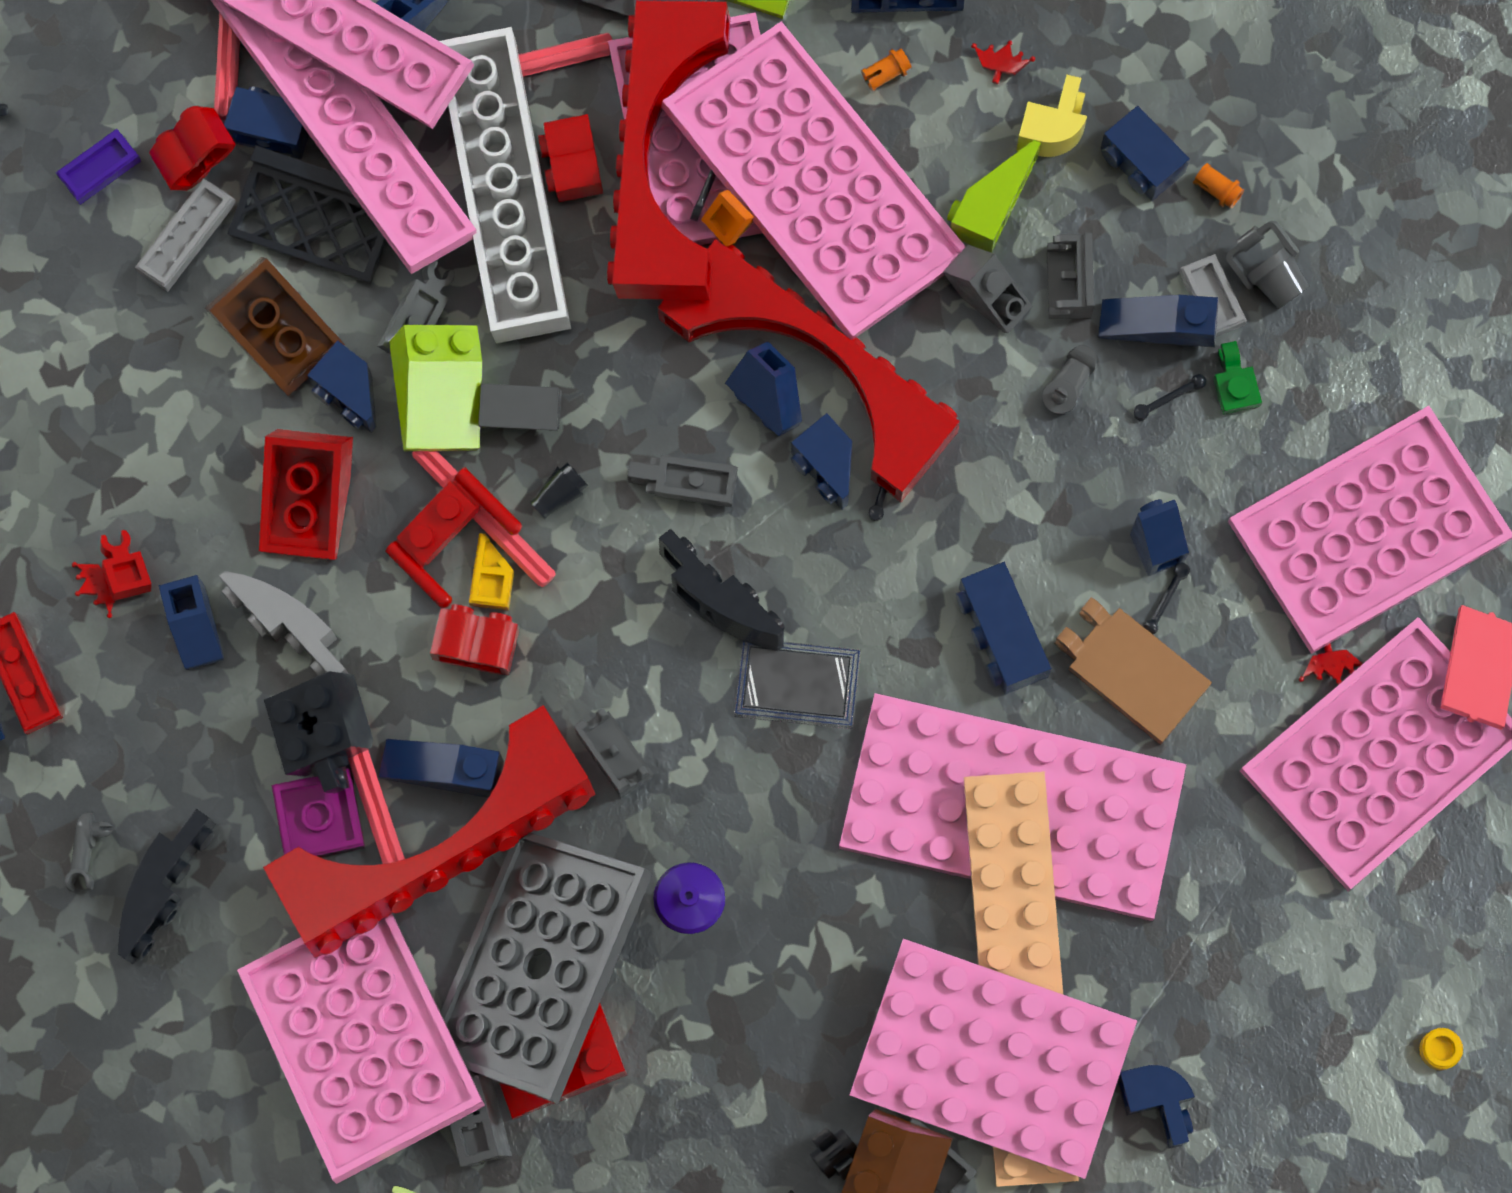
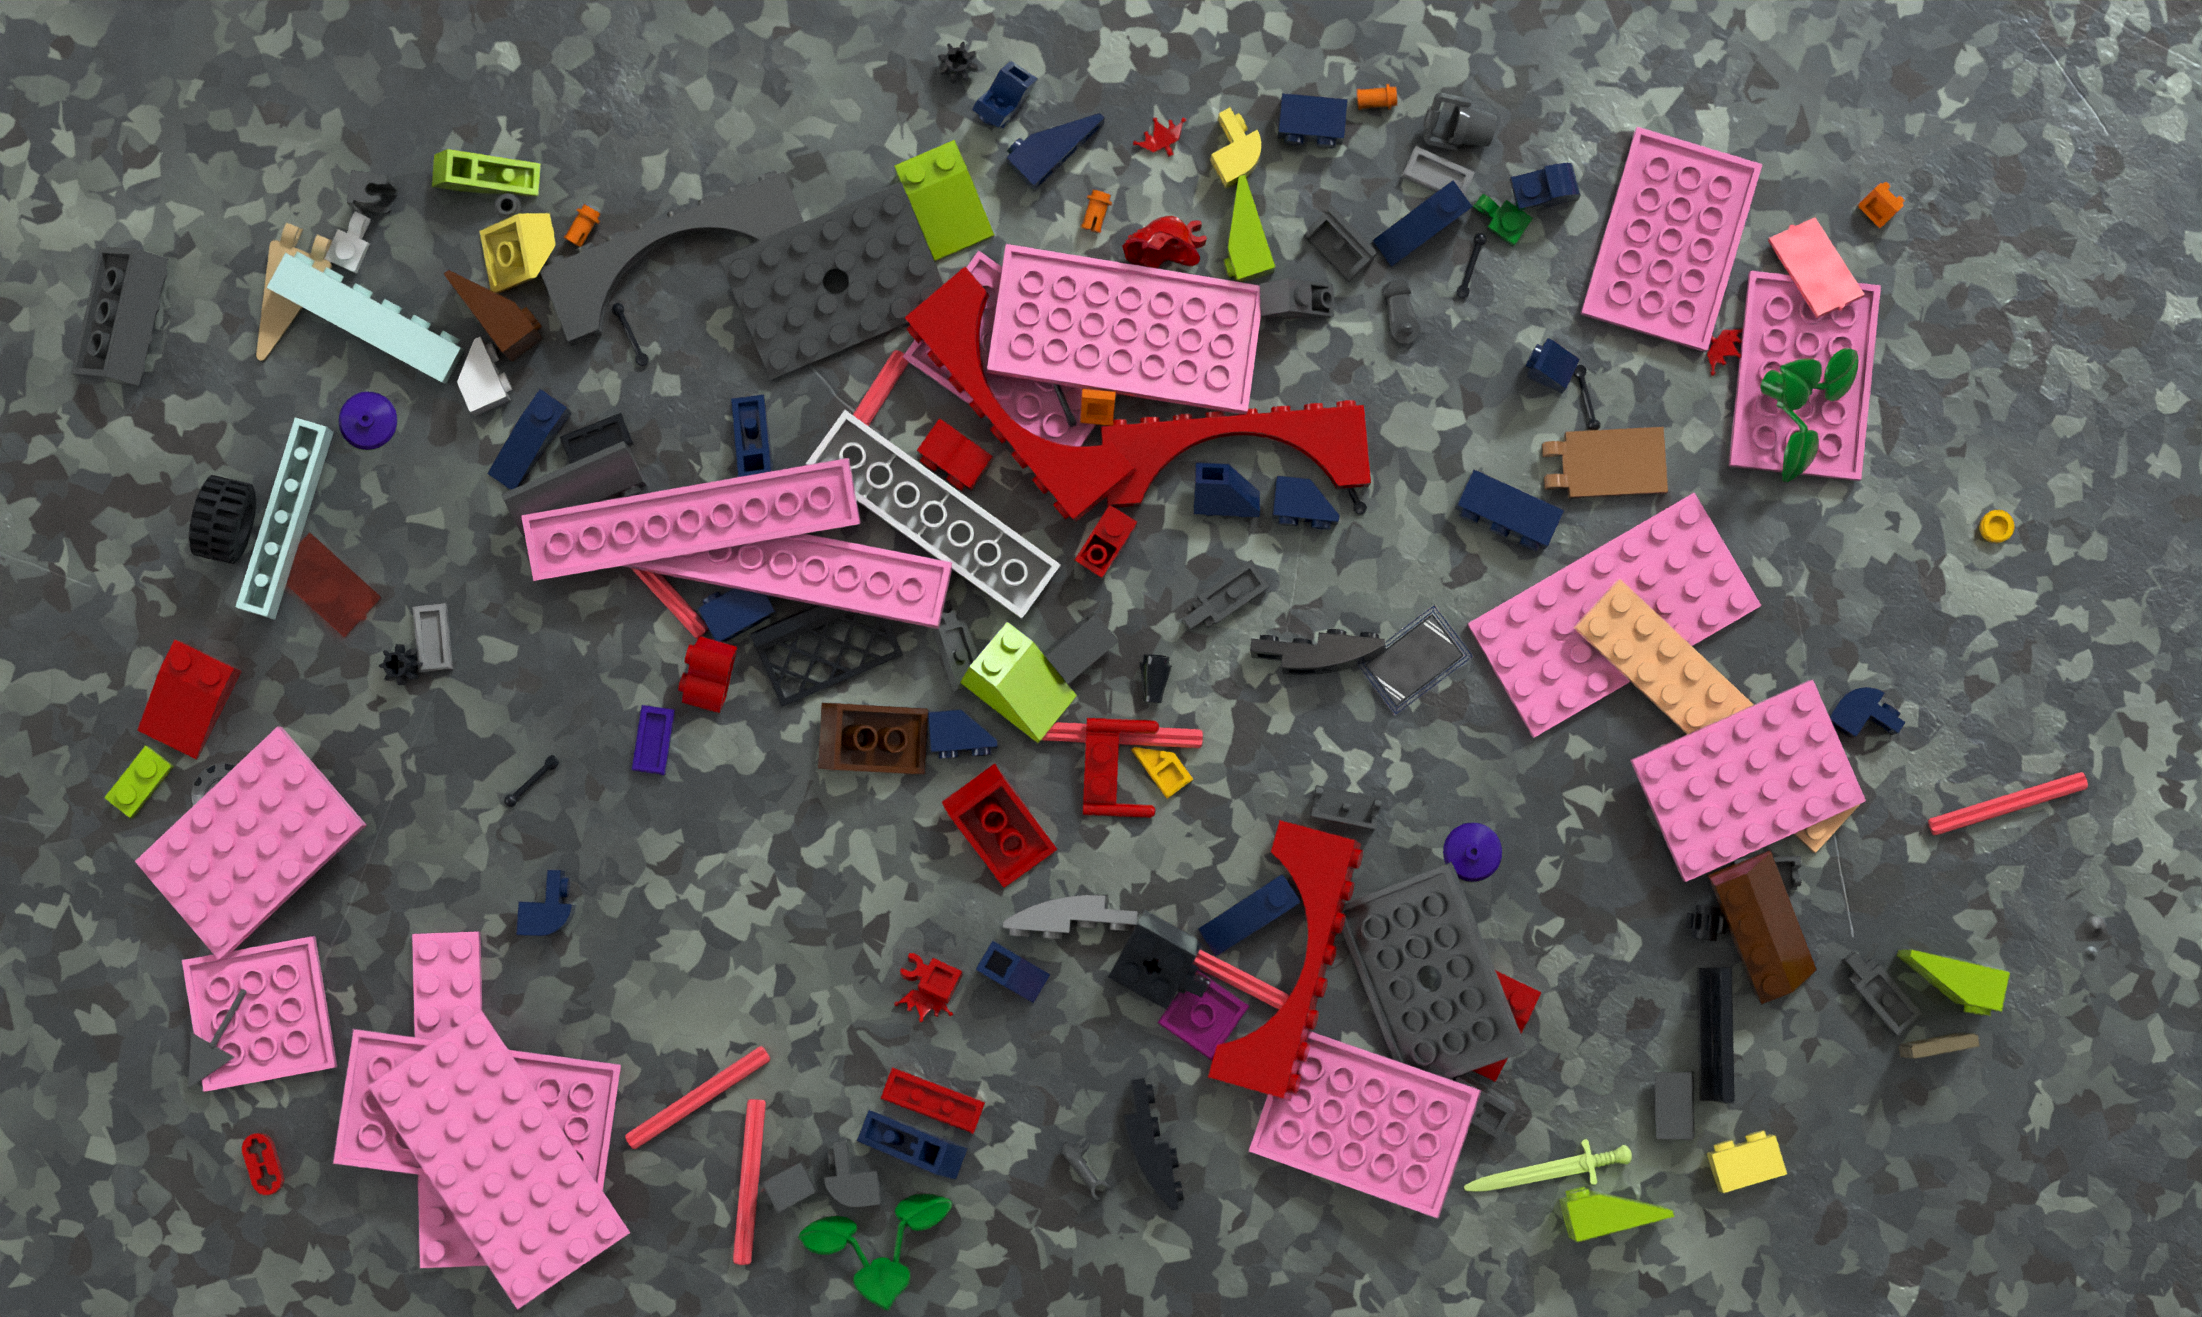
camera: 50 degrees left, 10 degrees up
(185, 235) = (757, 732): light grey plate -> none
(475, 640) = (1195, 818): red brick -> none
(628, 338) = (1106, 541): none -> red slope
(919, 140) = (1165, 240): none -> red helmet
(1304, 383) = (1548, 186): none -> dark blue brick
(1360, 732) = (1792, 391): none -> green plant

